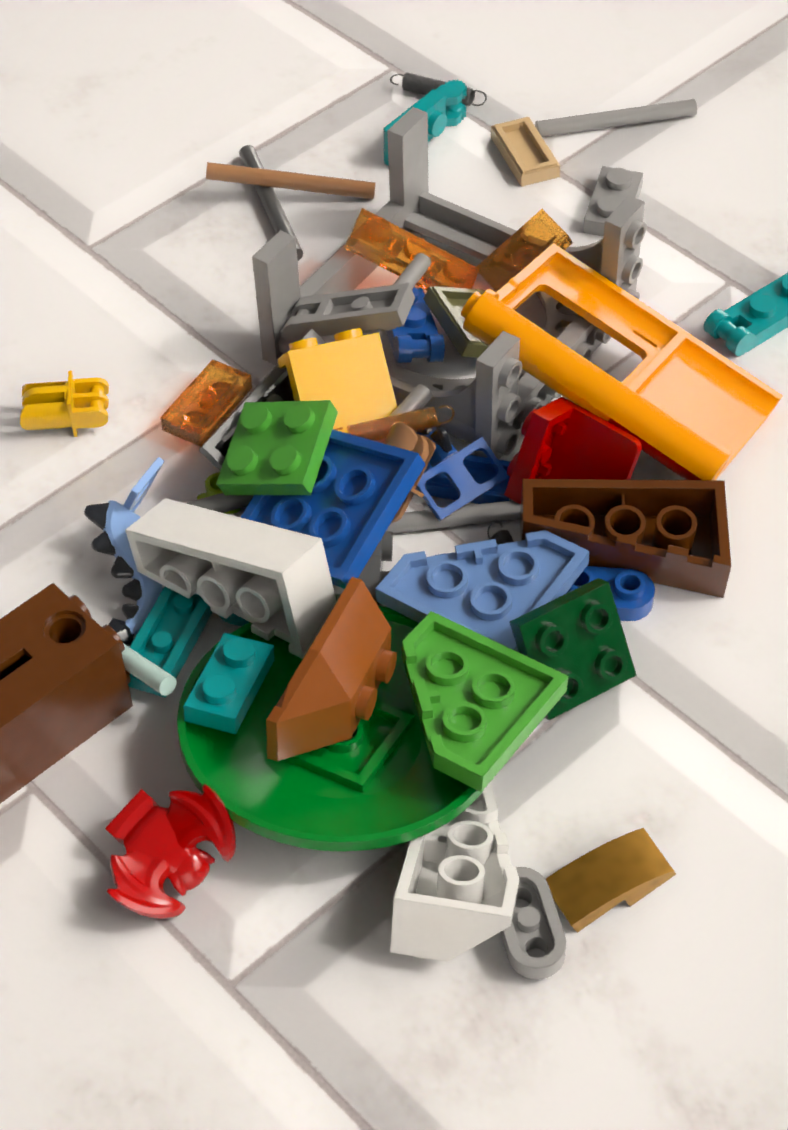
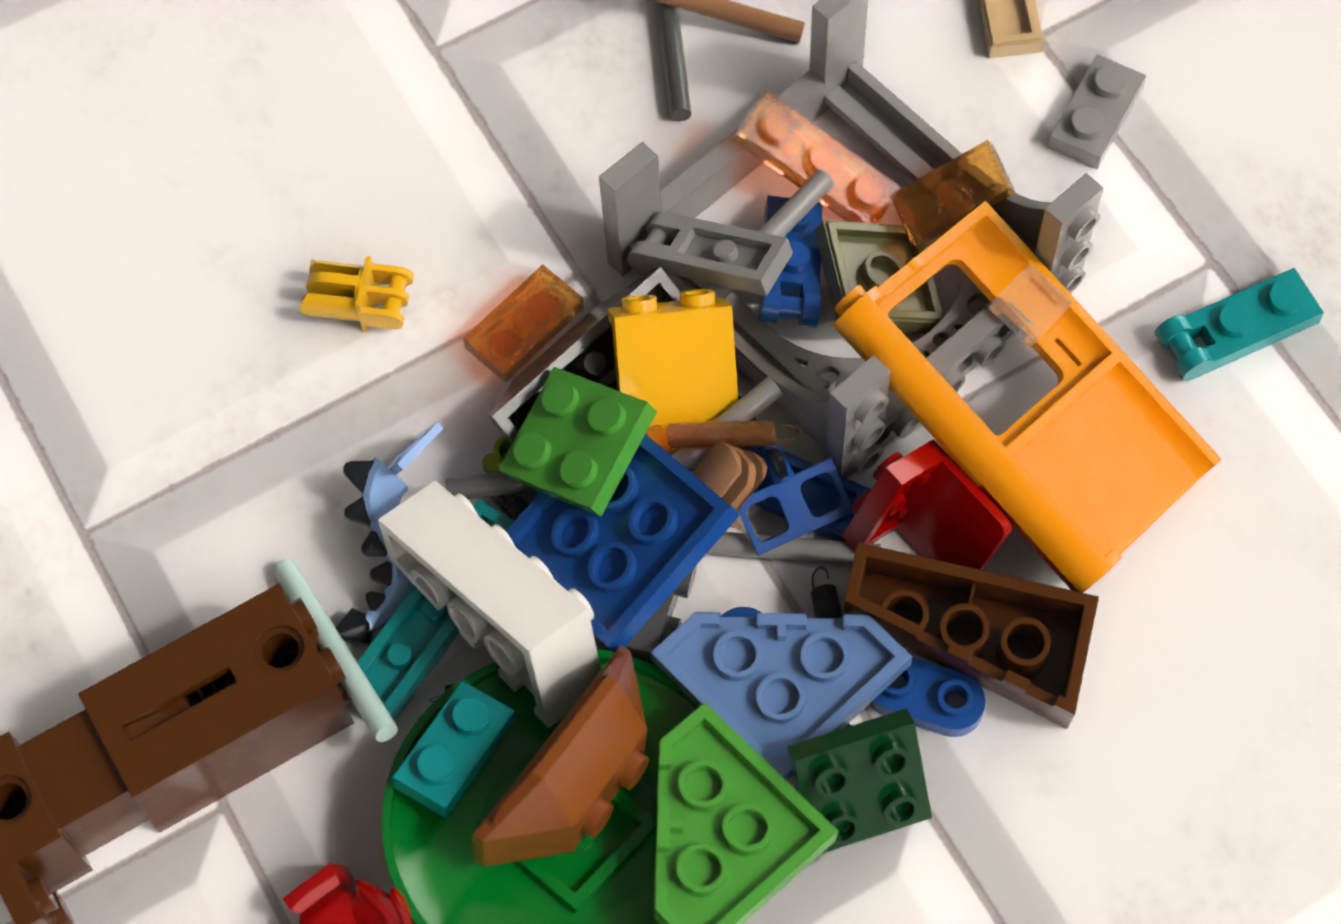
camera: 15 degrees right, 15 degrees up
(608, 305) = (1030, 305): none -> clear tile

